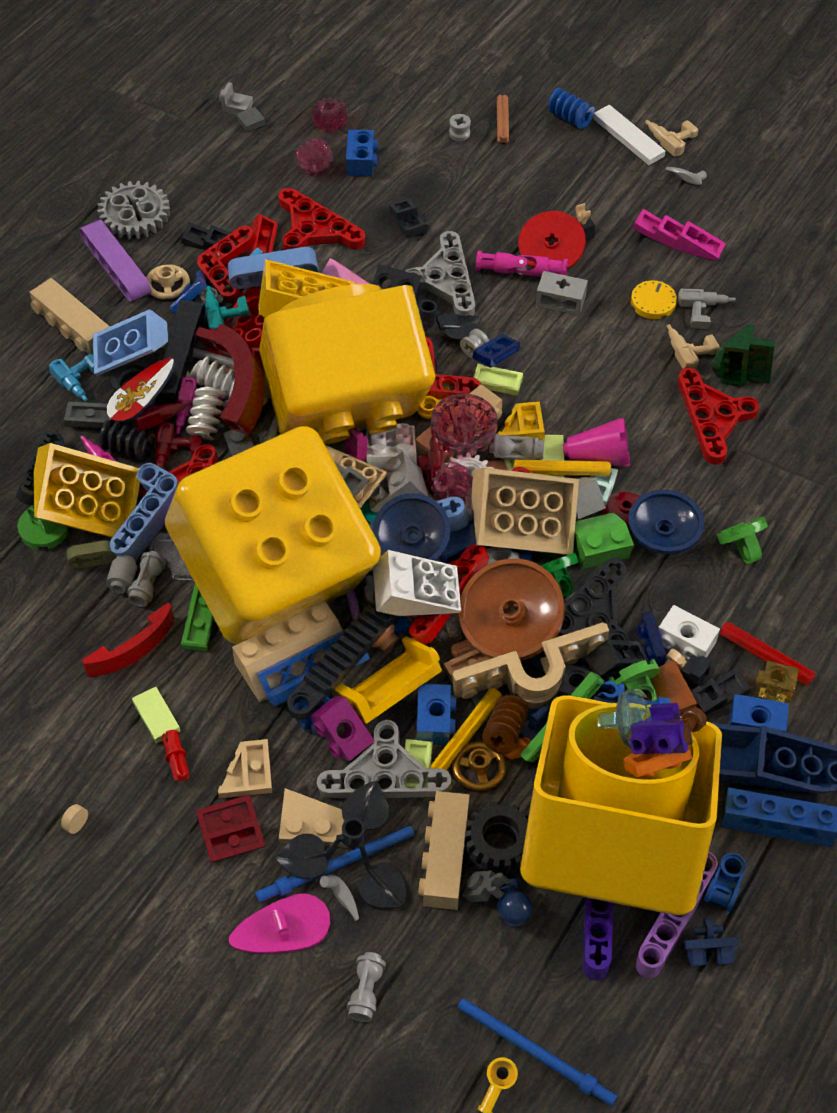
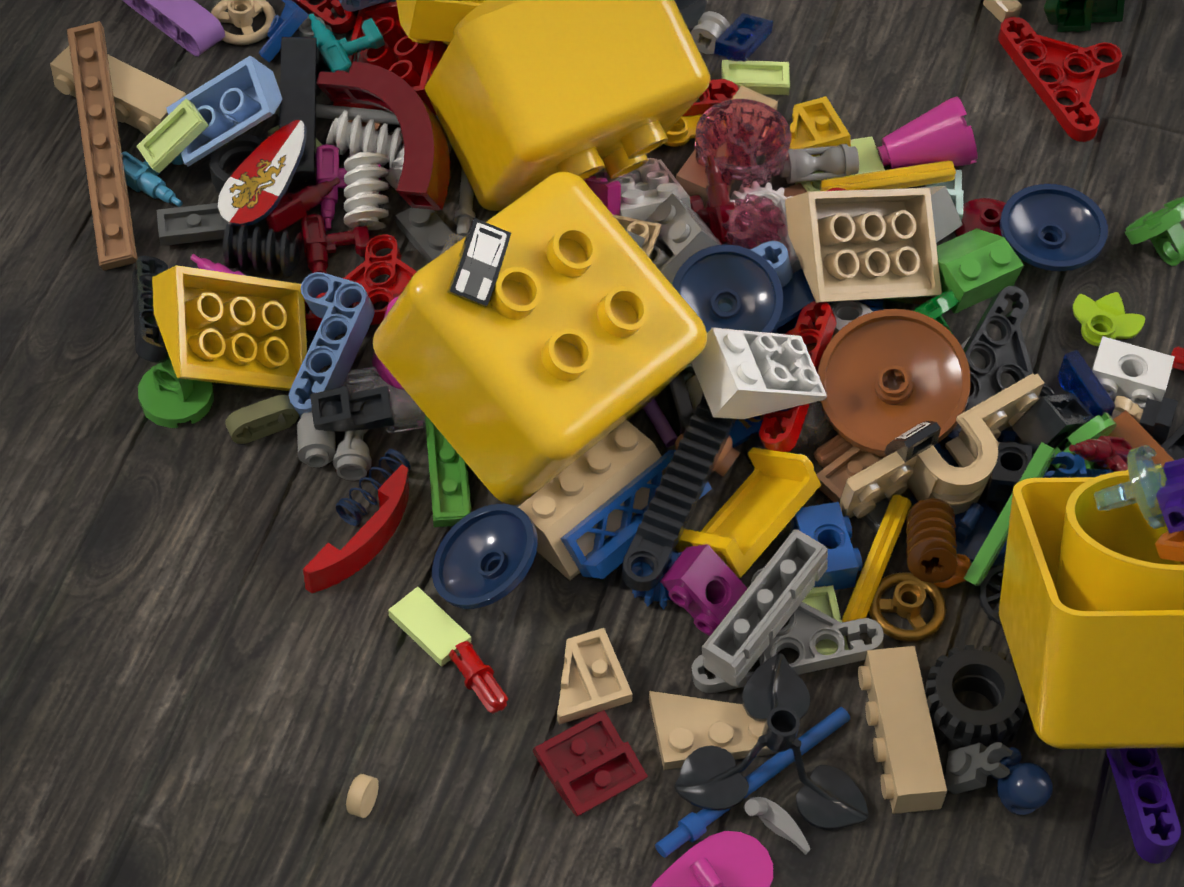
camera: 15 degrees left, 0 degrees up
(45, 353) = (101, 146): none -> medium nougat tile
(90, 353) = (172, 135): none -> yellowish green tile
(126, 626) = (353, 508): none -> dark blue piece
(141, 559) = (345, 411): none -> black slope
(202, 675) = (484, 556): none -> dark blue dish
(225, 478) = (479, 262): none -> slope
(372, 747) = (765, 607): none -> light grey brick
(506, 654) = (914, 440): none -> black slope
(650, 686) = (1105, 451): none -> dark red piece
(687, 591) = (1106, 318): none -> lime plate

